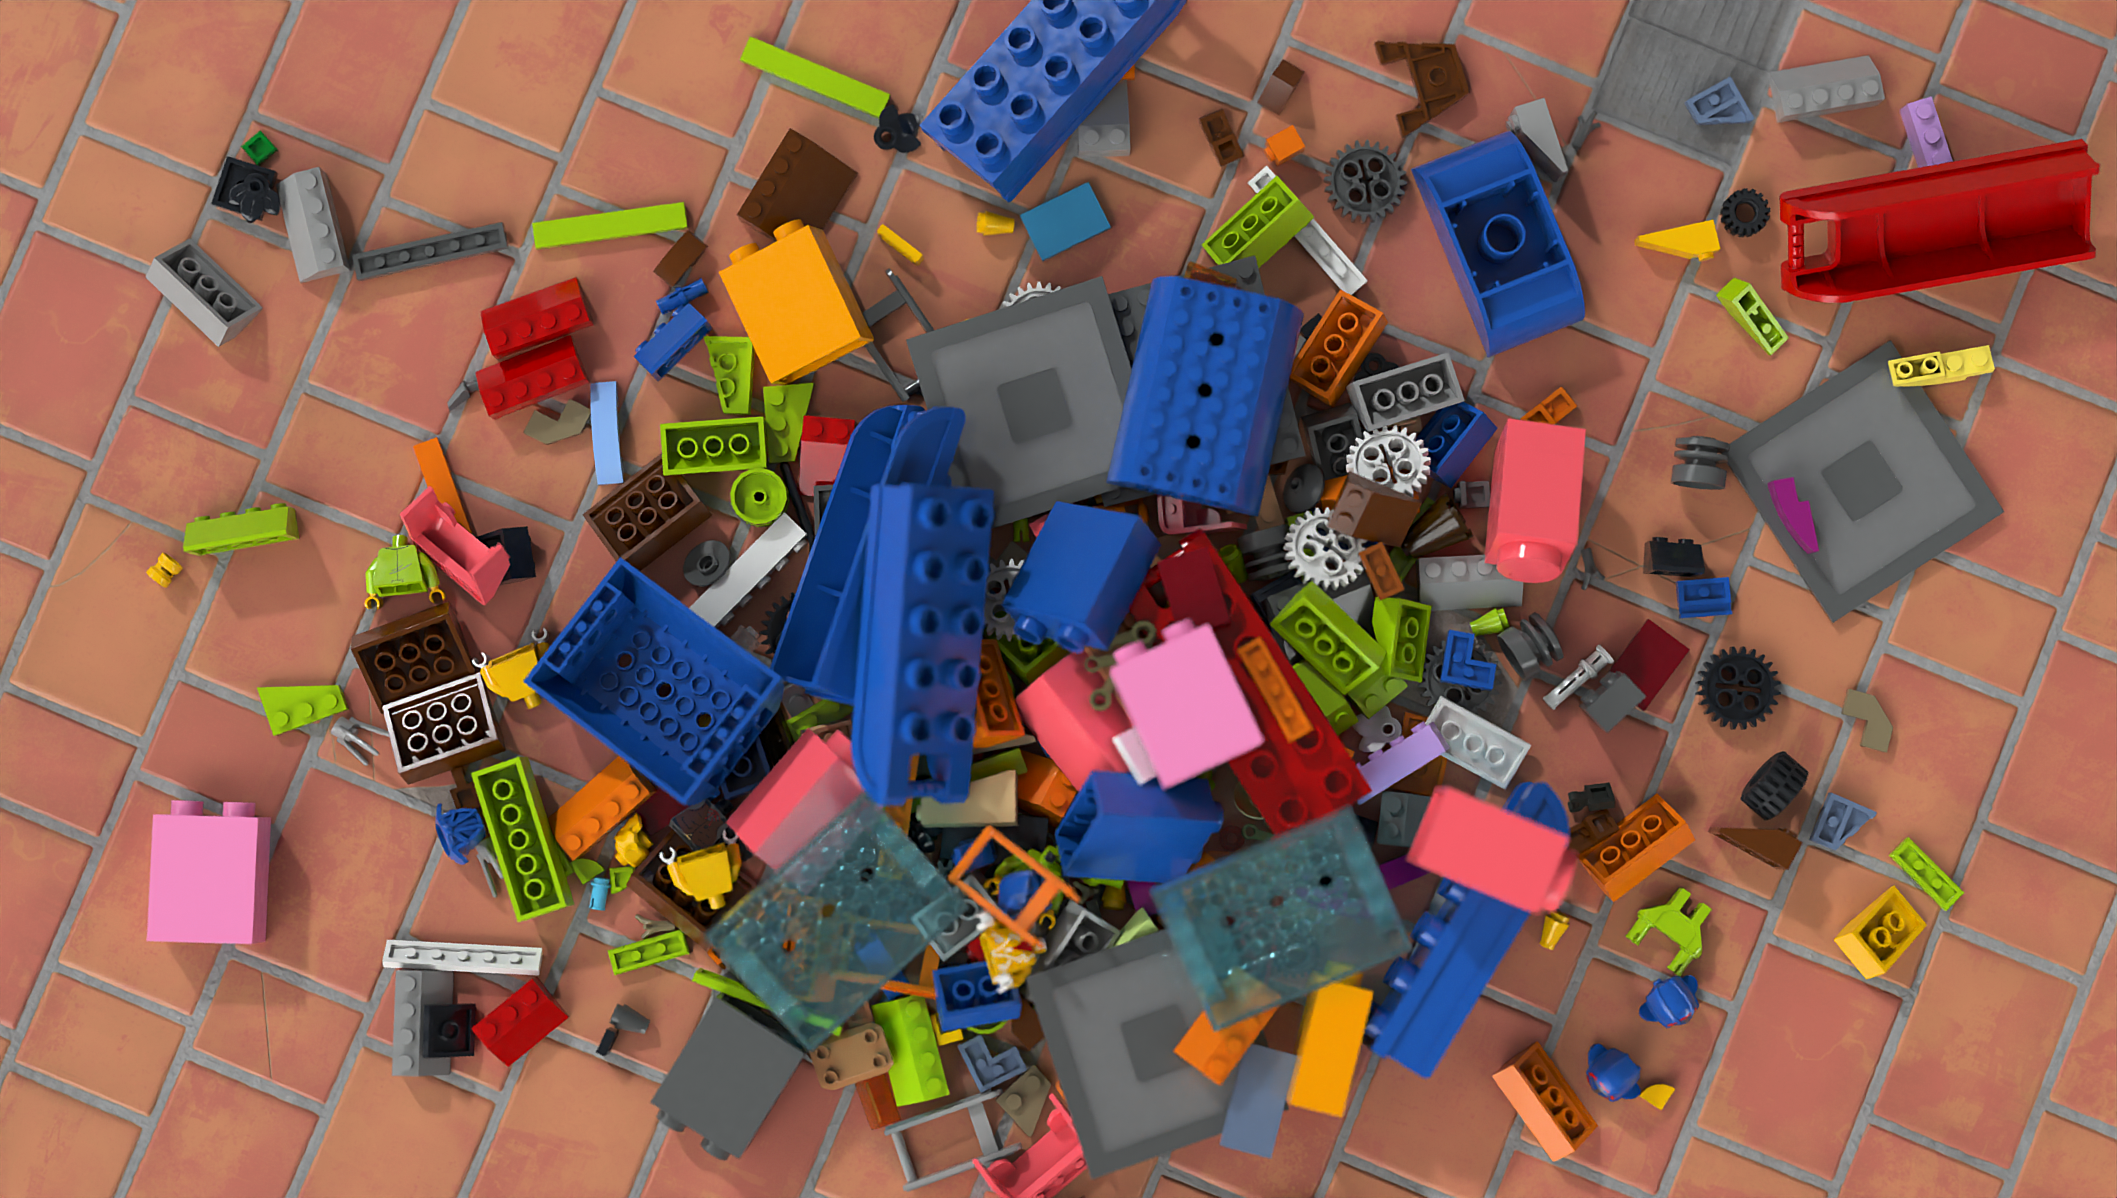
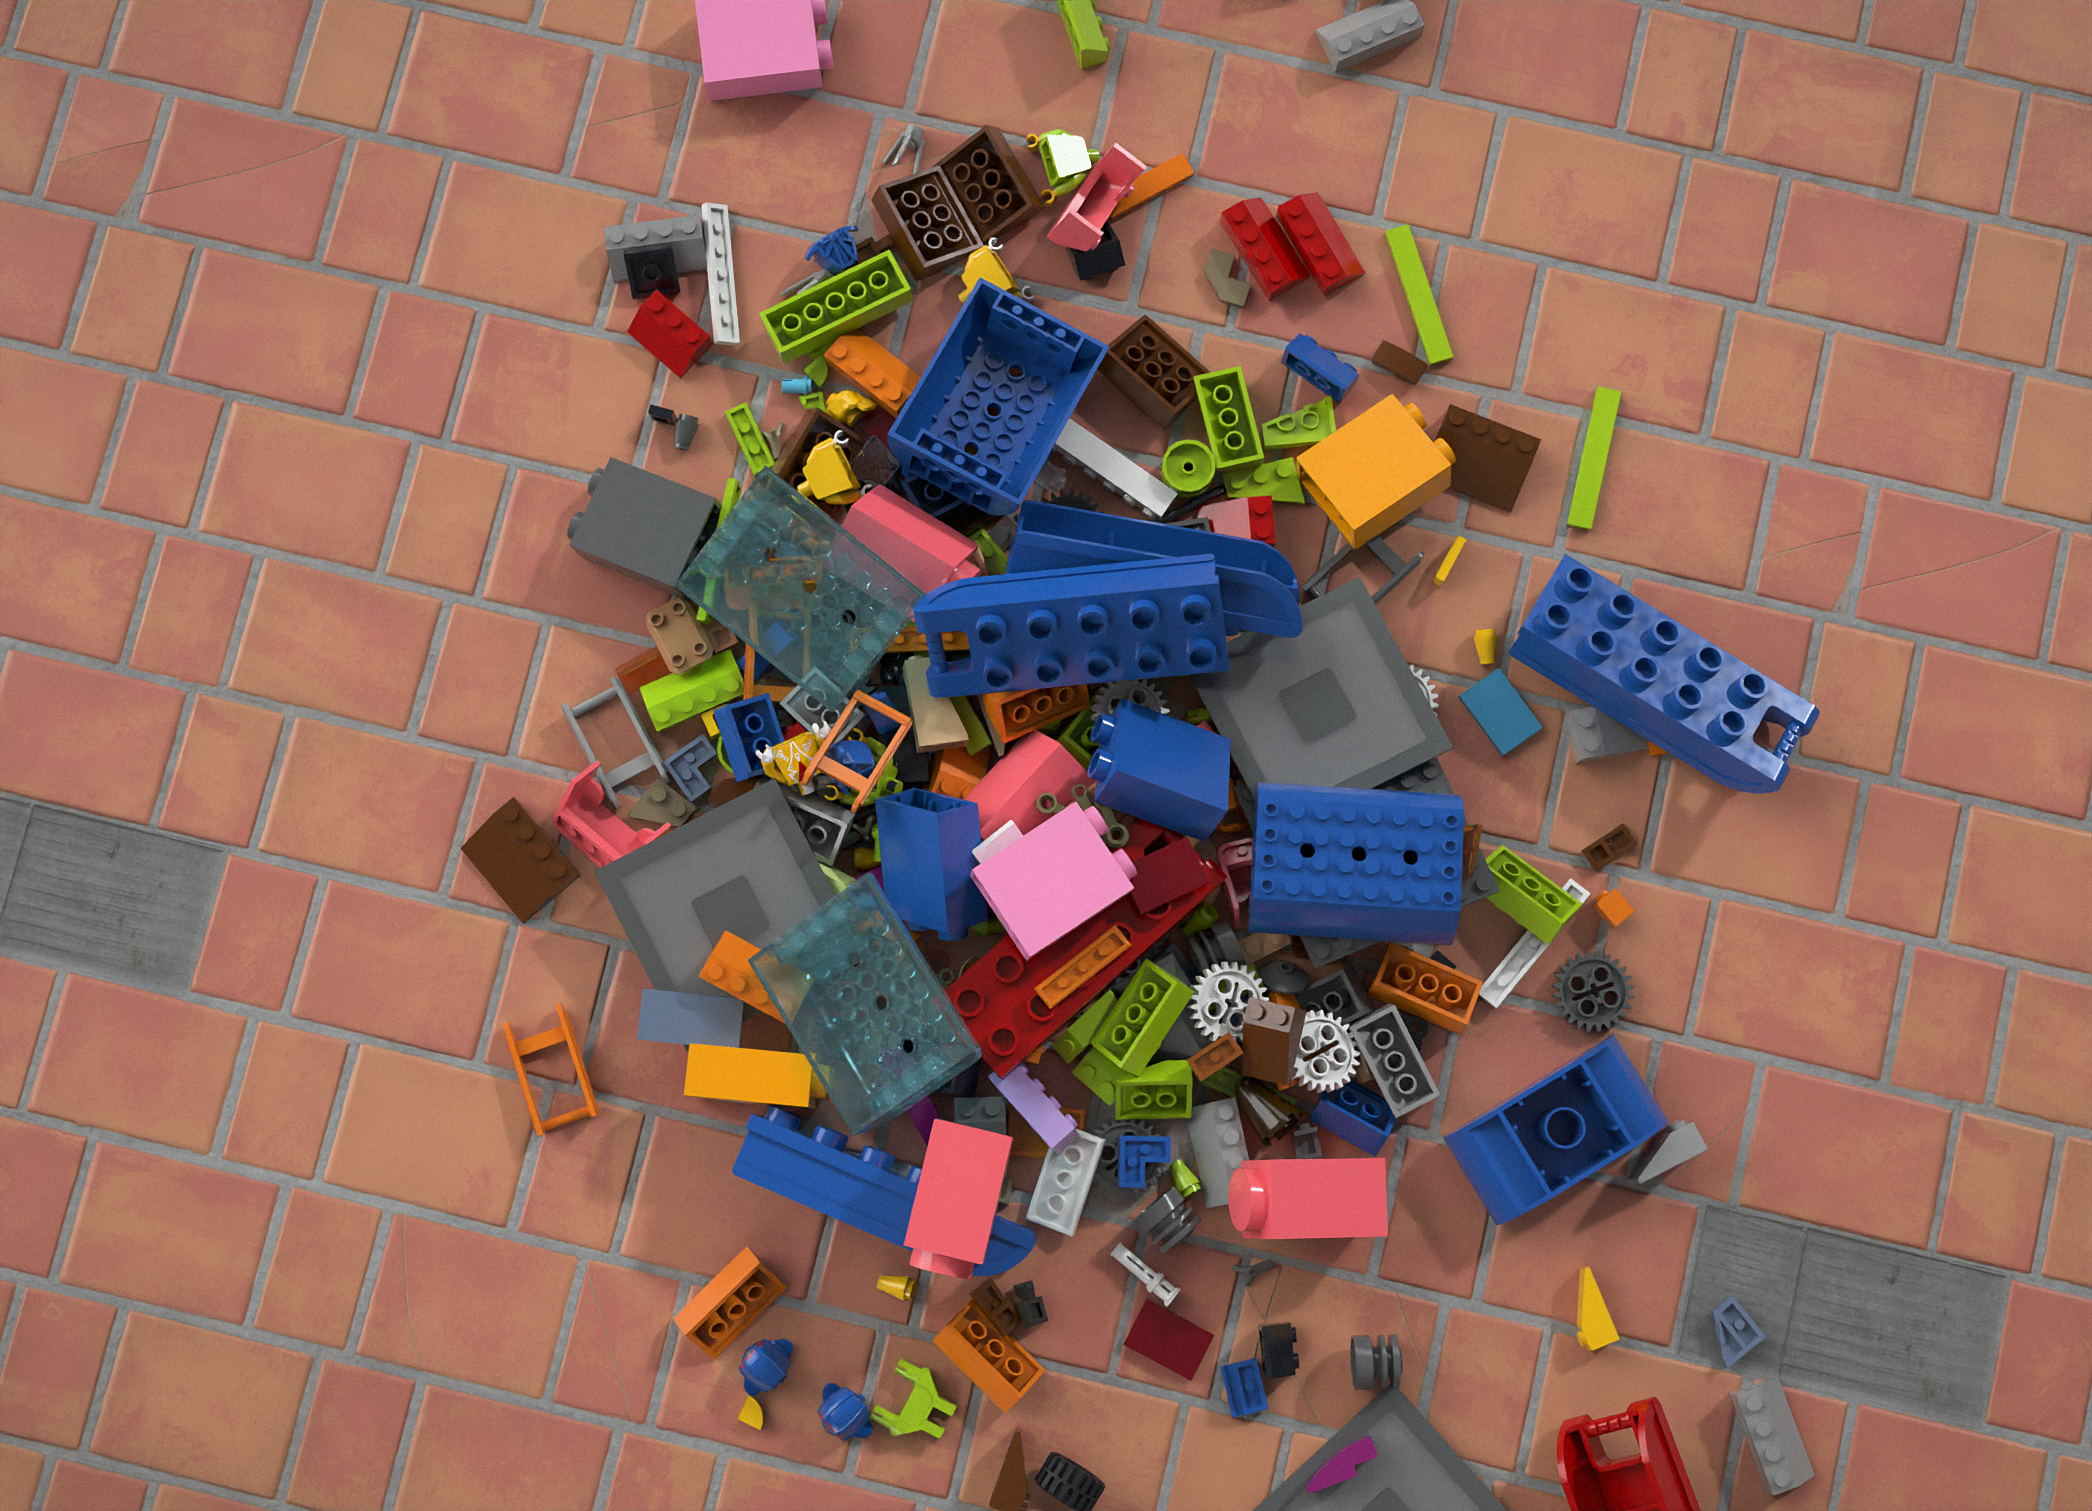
camera: 80 degrees right, 5 degrees down
(300, 705) = (928, 95): lime wing -> none
(430, 251) = (1365, 138): dark grey plate -> none
(462, 393) = (1237, 188): dark grey bar -> none
(606, 433) = (1224, 321): light blue slope -> none
(682, 296) = (1364, 369): blue pin -> none
(706, 563) = (1118, 431): dark grey dish -> none
(900, 128) = (1560, 543): black plate -> none
(1280, 87) = (1670, 896): reddish brown slope -> none
(1373, 730) = (1063, 1081): white plate -> none
(1435, 76) = (1709, 1044): reddish brown wing -> none
(1552, 408) = (1403, 1208): orange slope -> none
(1585, 129) = (1685, 1200): dark grey bar -> none
(1611, 700) = (1127, 1307): dark grey brick -> none
(1735, 710) = (1137, 1435): black gear -> none
(1752, 314) = (1532, 1395): lime slope -> none
(1760, 212) = (1648, 1372): black tyre -> none

